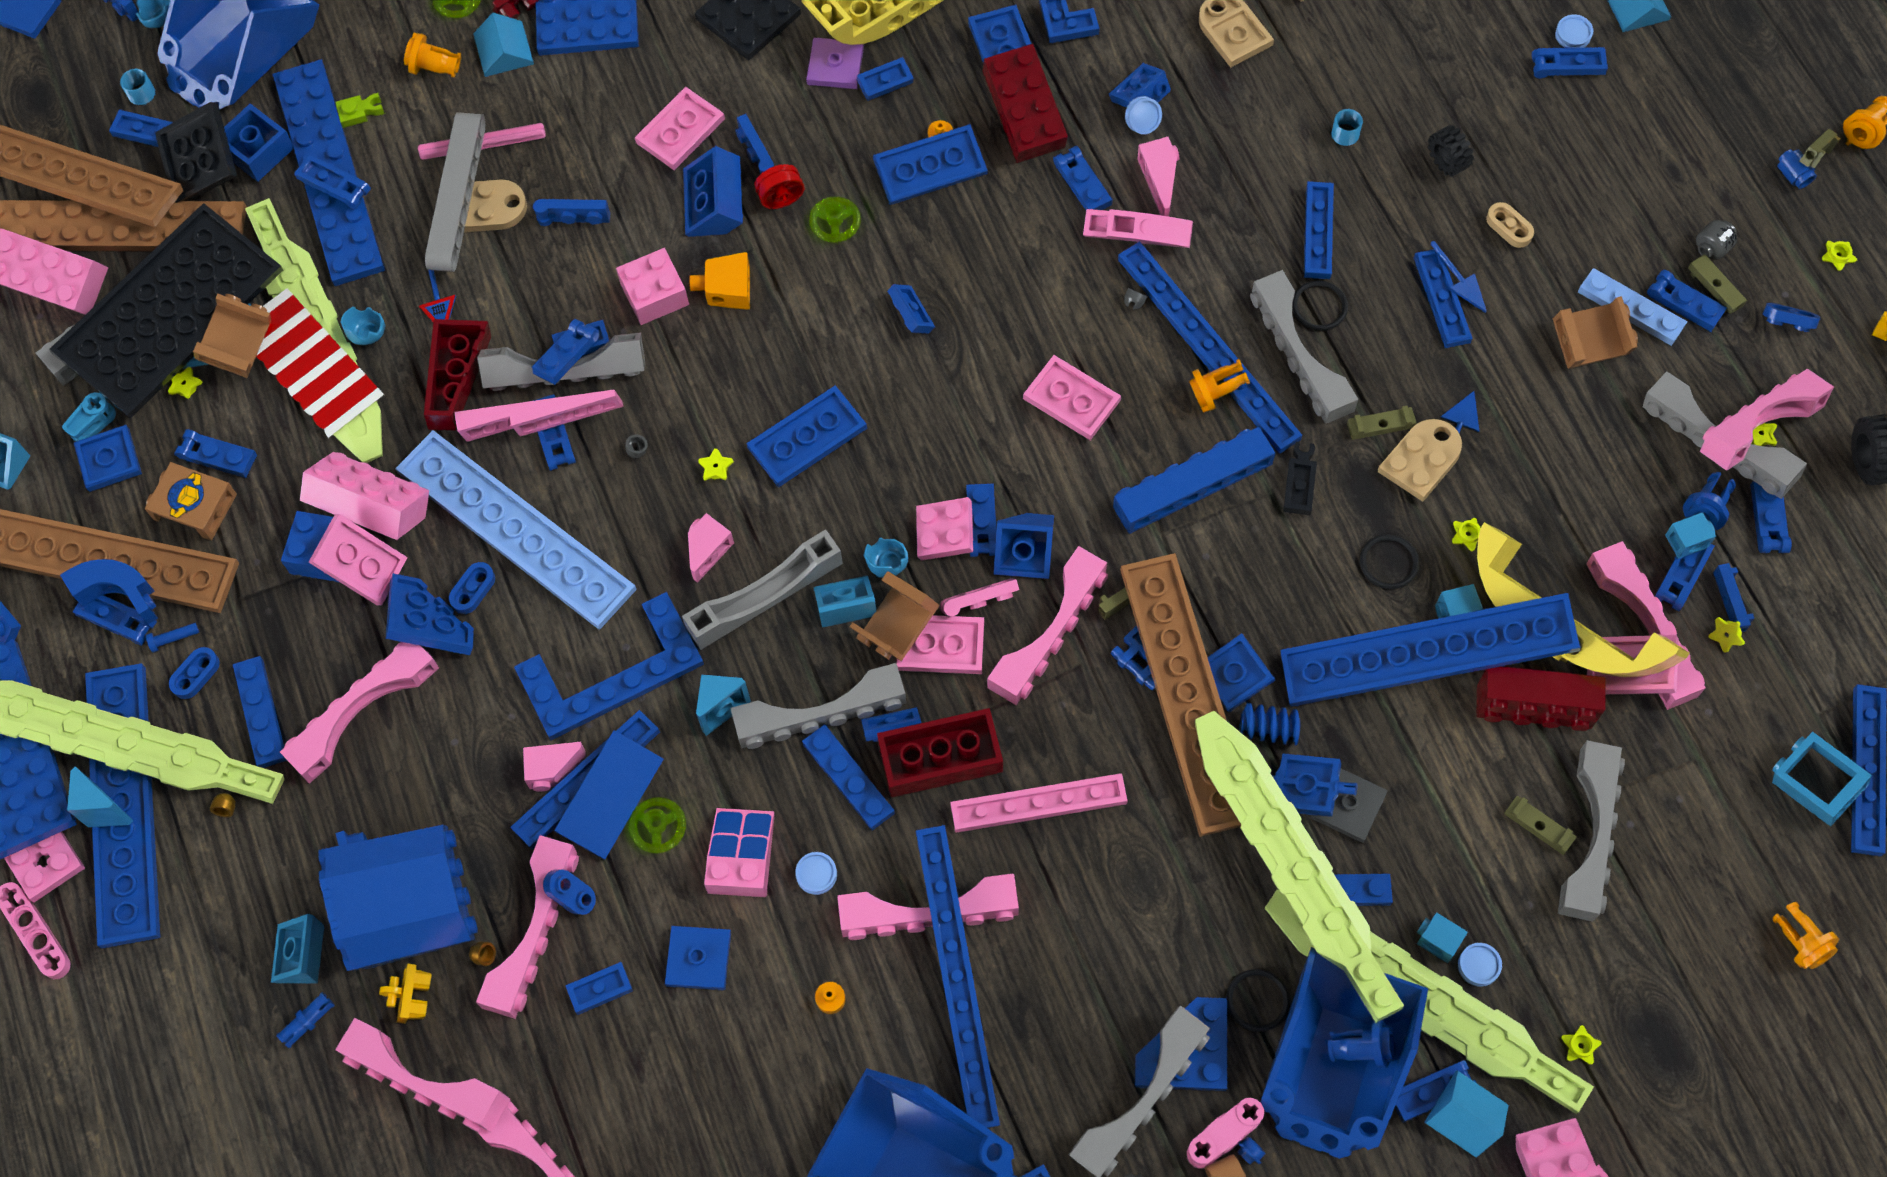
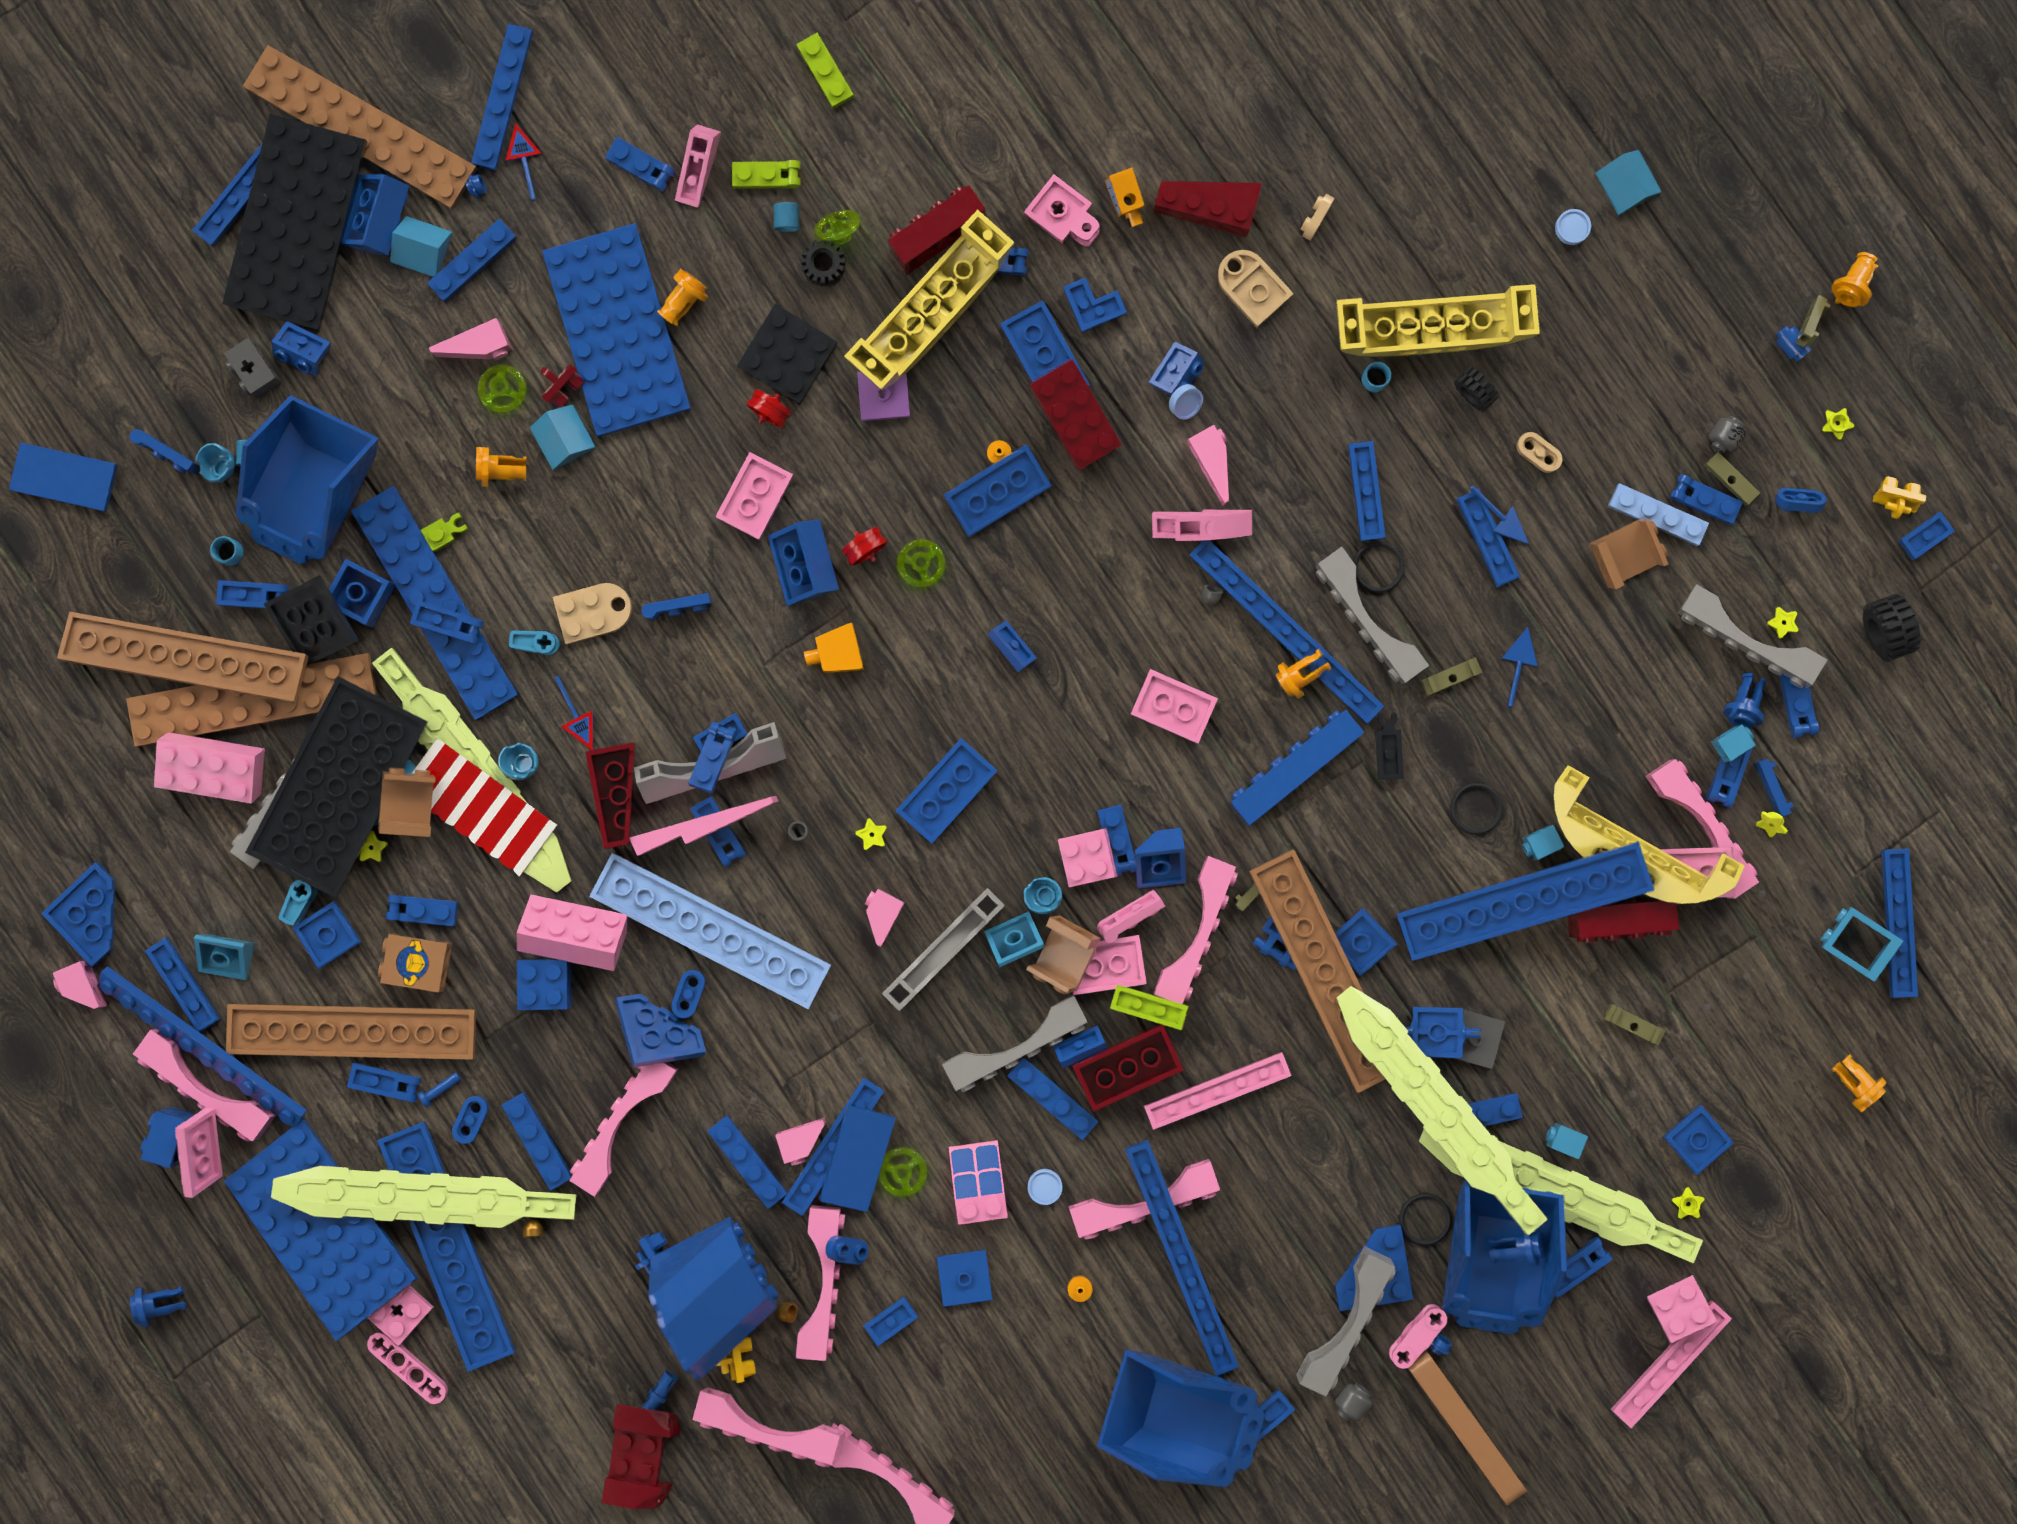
camera: 15 degrees left, 20 degrees up
(92, 804) = (429, 1260): dark azure slope -> none
(107, 576) = (358, 1058): blue arch -> none
(261, 1085) = (638, 1457): none -> dark red piece
(298, 950) = (633, 1341): dark azure slope -> none
(357, 559) = (584, 995): bright pink plate -> none
(412, 218) = (532, 642): none -> dark azure piece
(455, 192) = (565, 611): light grey beam -> none
(485, 779) = (747, 1161): none -> blue plate
(490, 140) = (571, 544): bright pink axle -> none
(565, 715) = (797, 1092): blue plate -> none
(652, 286) = (771, 670): bright pink brick -> none
(715, 49) = (769, 409): none -> red wheel
(716, 698) = (929, 1058): dark azure slope -> none
(756, 149) = (832, 508): blue plate -> none
(885, 79) = (935, 406): blue plate -> none
(979, 690) = (1149, 1007): none -> lime plate
(1082, 180) = (1141, 479): blue plate -> none
(1270, 723) = (1398, 983): blue piece -> none
(1415, 85) = (1437, 323): none -> light yellow slope
(1421, 459) = (1491, 706): tan plate -> none
(1467, 526) = (1534, 765): neon yellow plate -> none
(1468, 1115) = (1608, 1283): dark azure slope -> none
(1479, 964) = (1599, 1154): light blue piece -> none
(1569, 61) = (1573, 263): blue plate -> none
(1598, 773) = (1676, 1075): light grey arch -> none
(1601, 969) = (1698, 1139): none -> blue plate
(1797, 397) = (1764, 652): bright pink arch -> none

